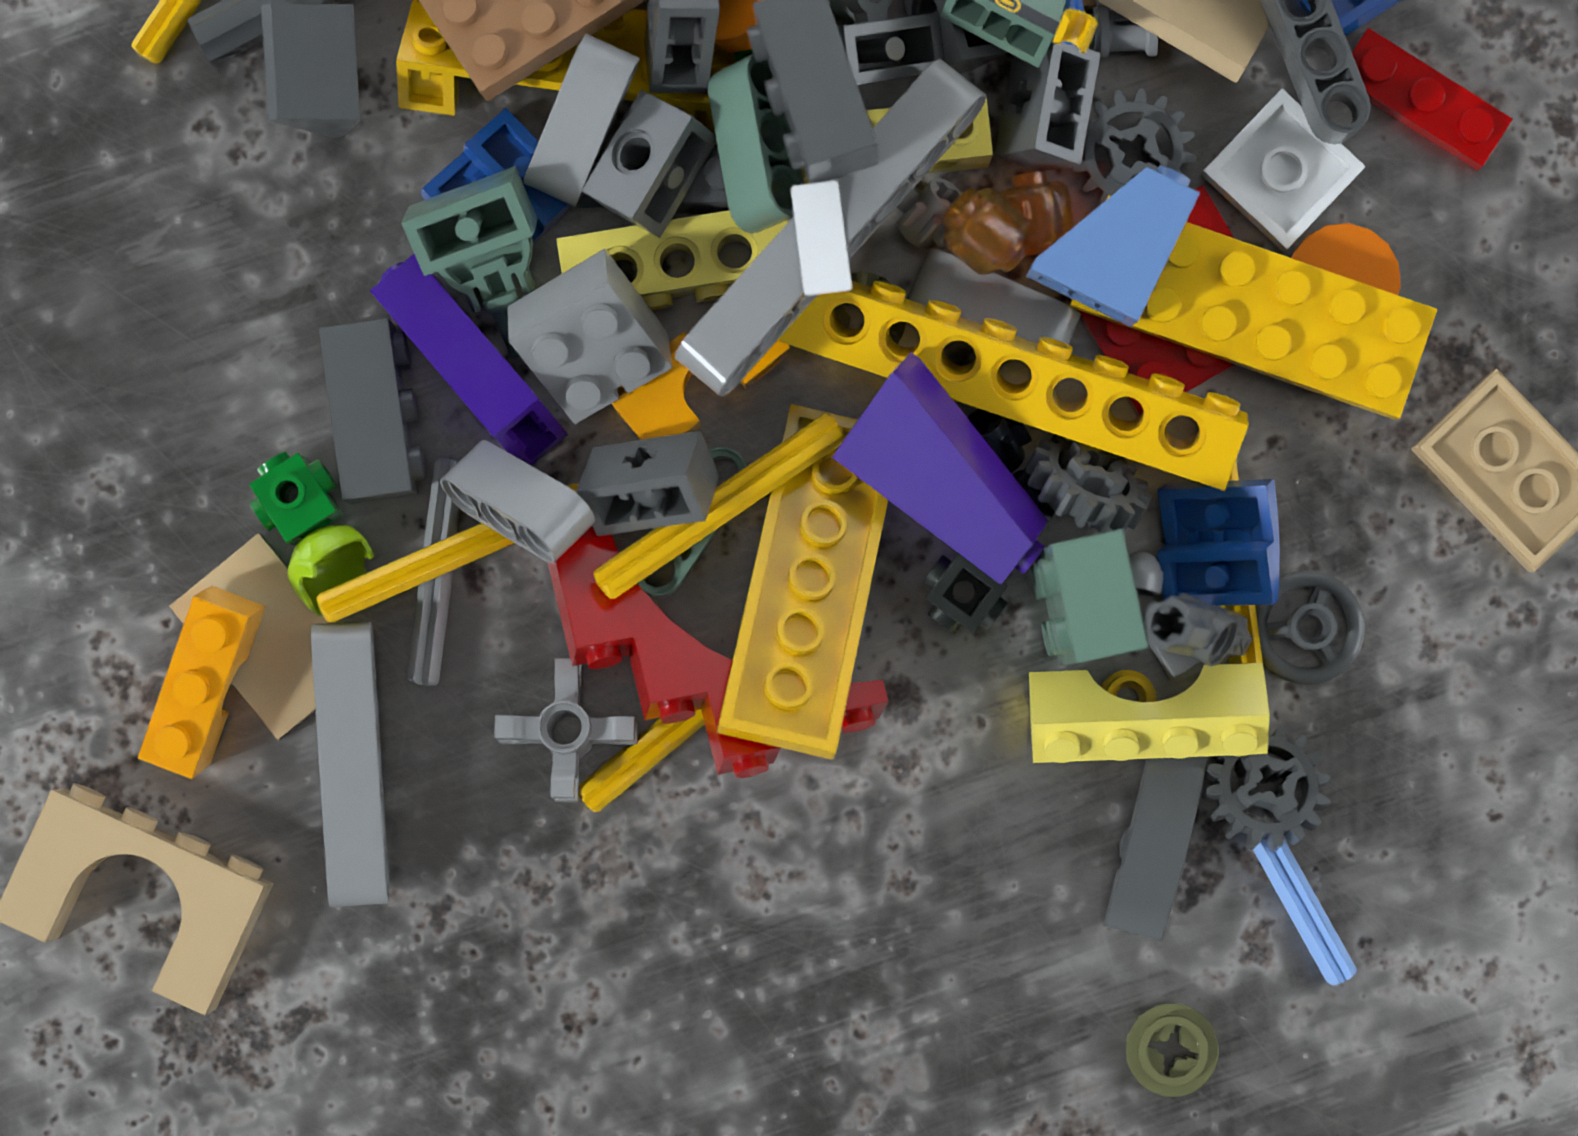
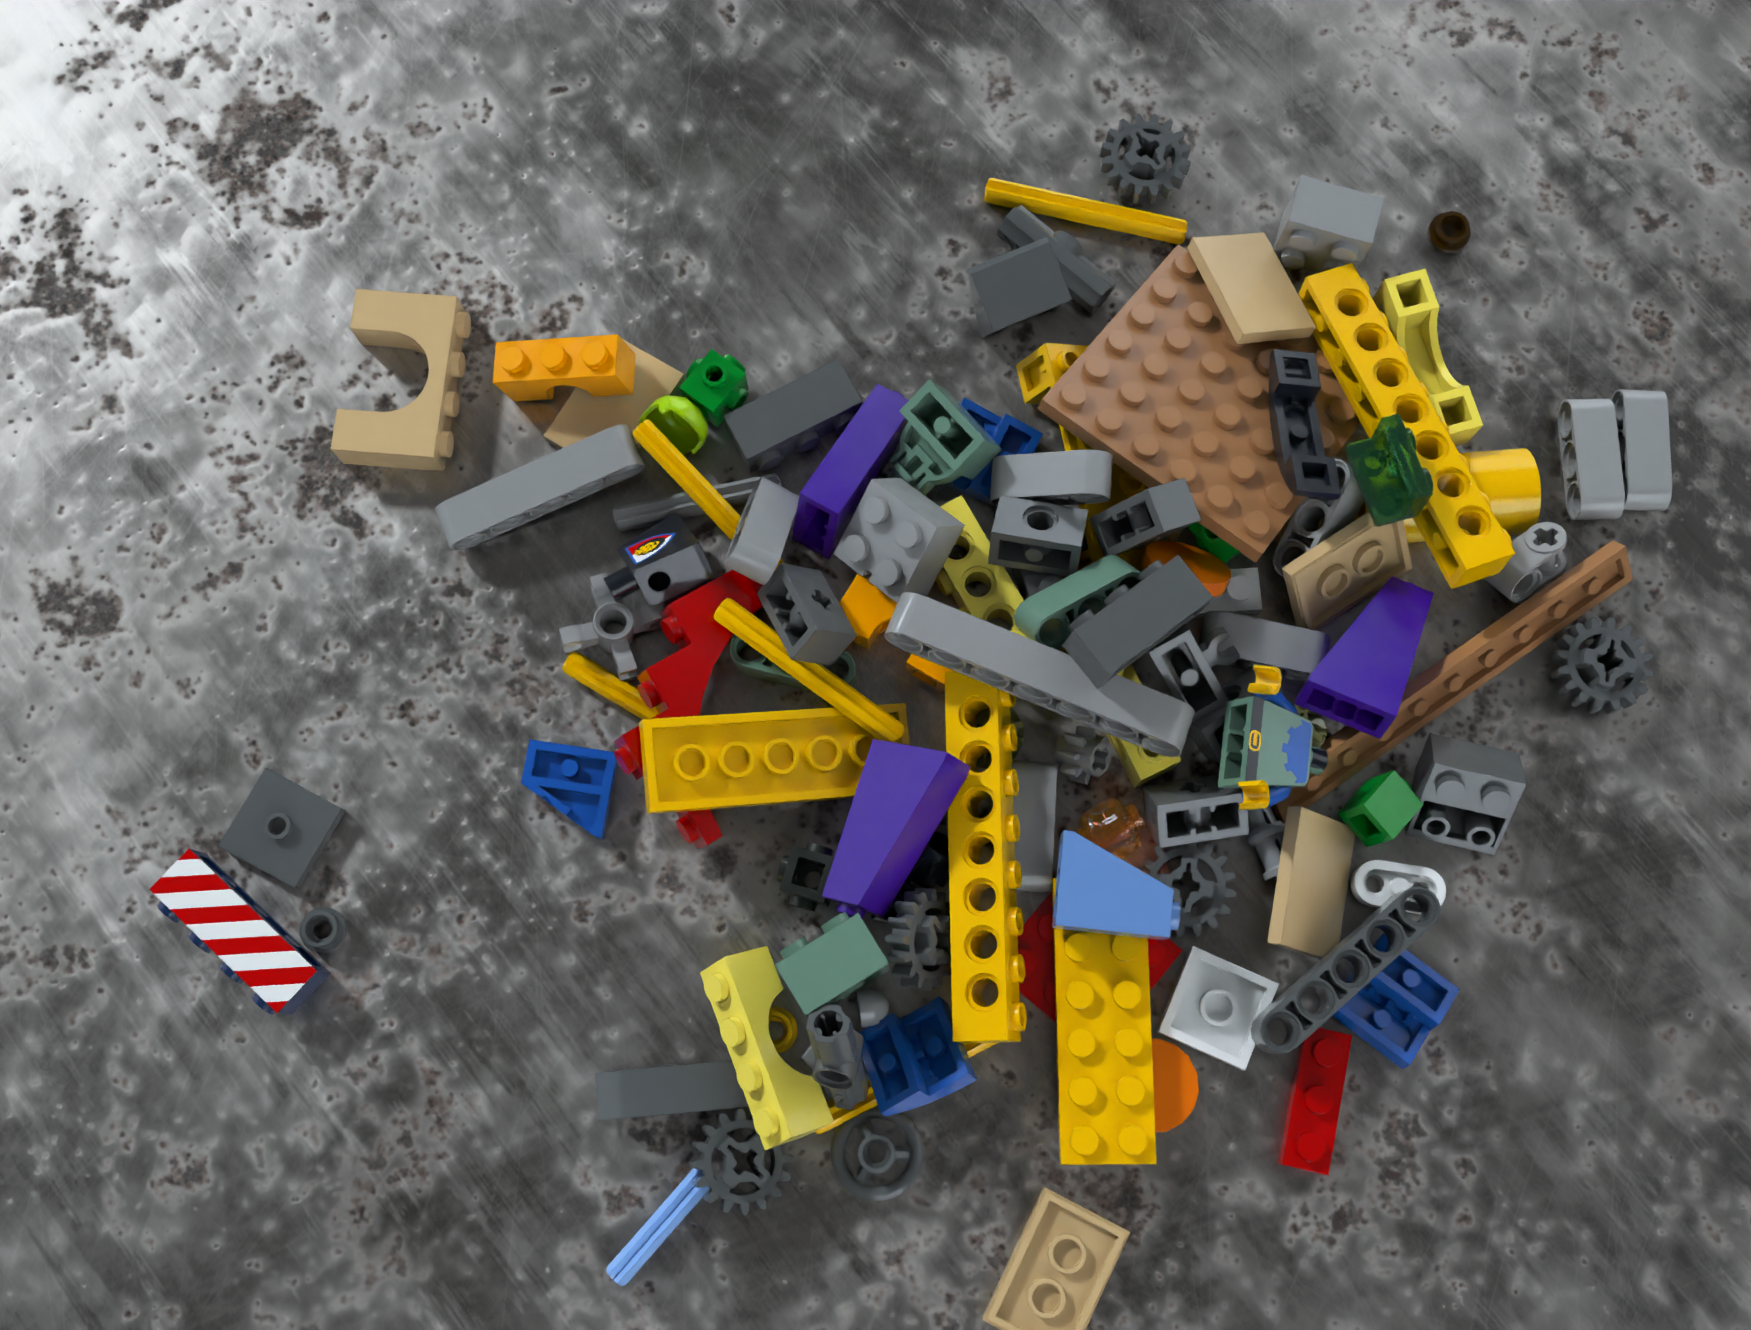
camera: 75 degrees right, 10 degrees down
(511, 642) = (660, 563): none -> black torso
(742, 843) = (573, 781): none -> blue wing
(821, 238) = (1026, 665): white sticker -> none
(985, 231) = (1081, 793): clear orange head -> none
(1186, 1072) = (504, 1177): olive gear -> none

